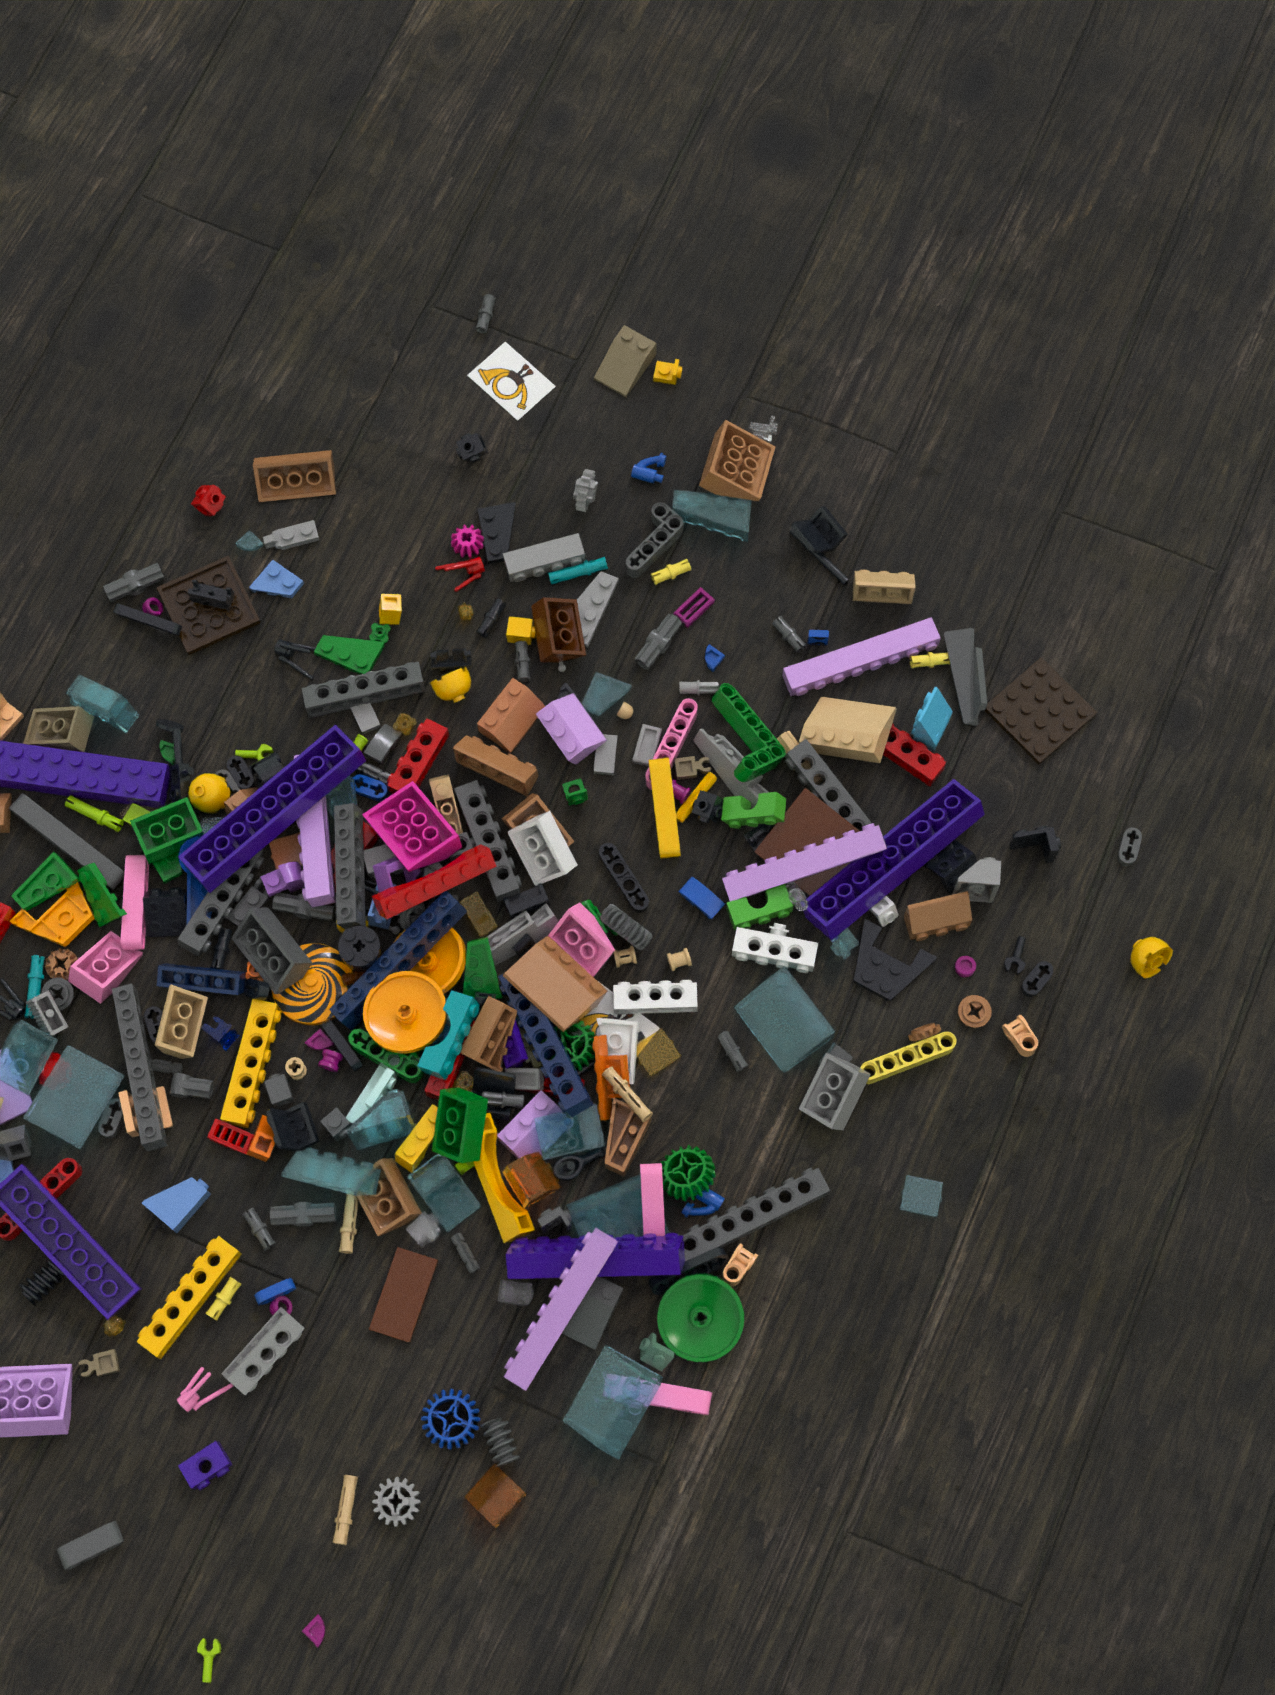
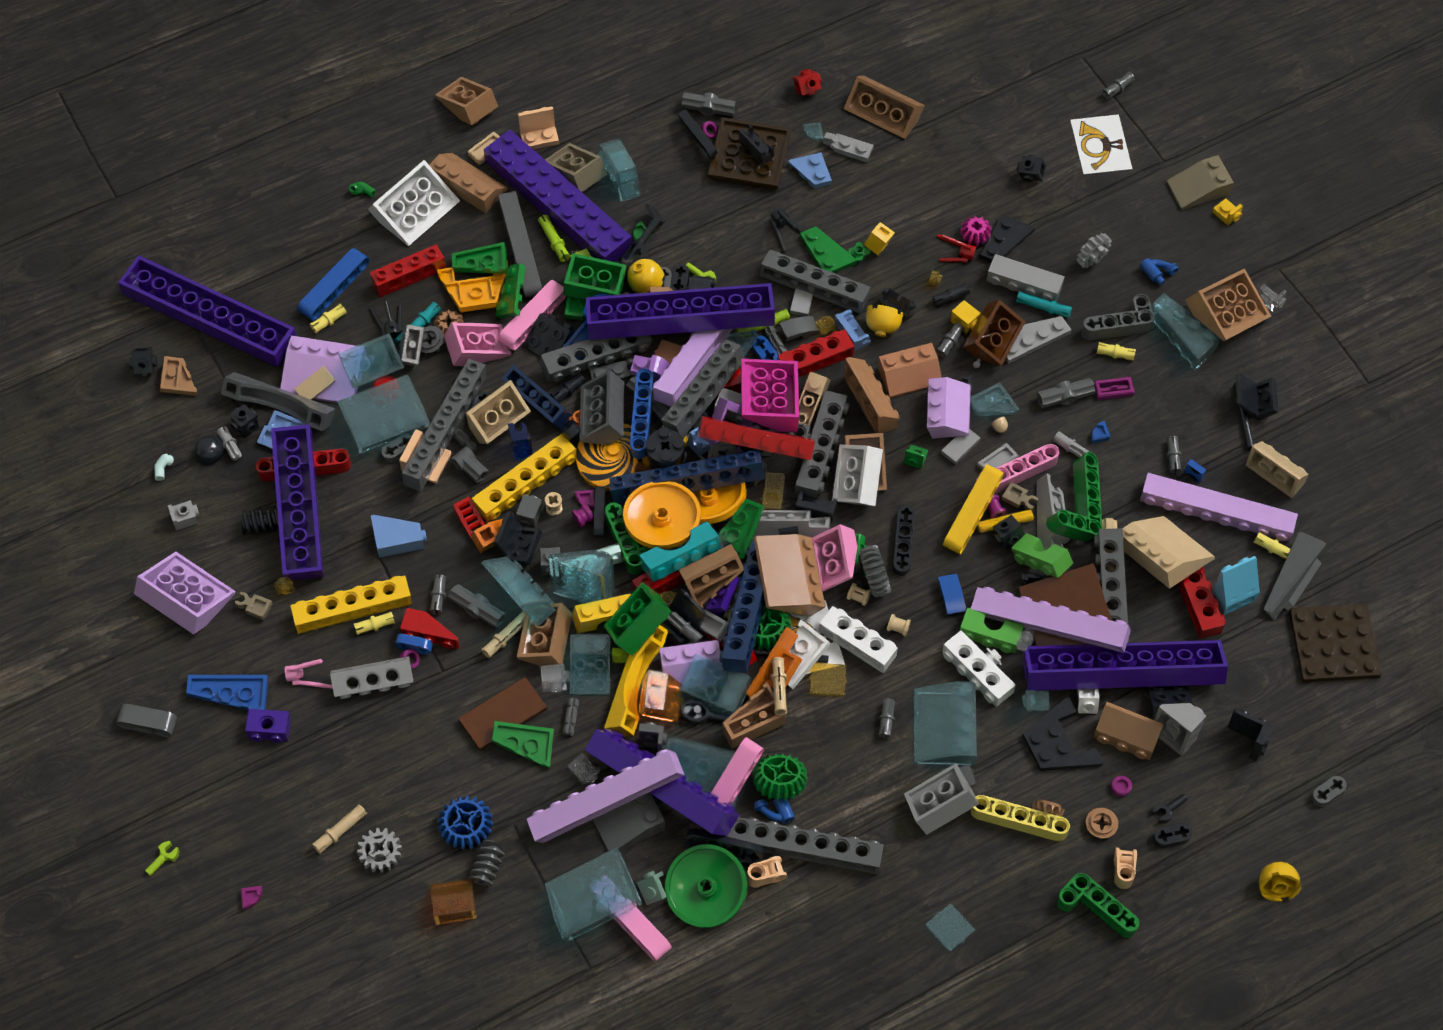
camera: 35 degrees right, 10 degrees down
(150, 1455) = (230, 690): none -> blue wing
(272, 1269) = (423, 625): none -> red slope
(313, 937) = (641, 405): none -> blue beam
(422, 709) = (846, 321): none -> medium blue hinge
(444, 1306) = (525, 740): none -> green wing
(1030, 1087) = (1099, 908): none -> green beam

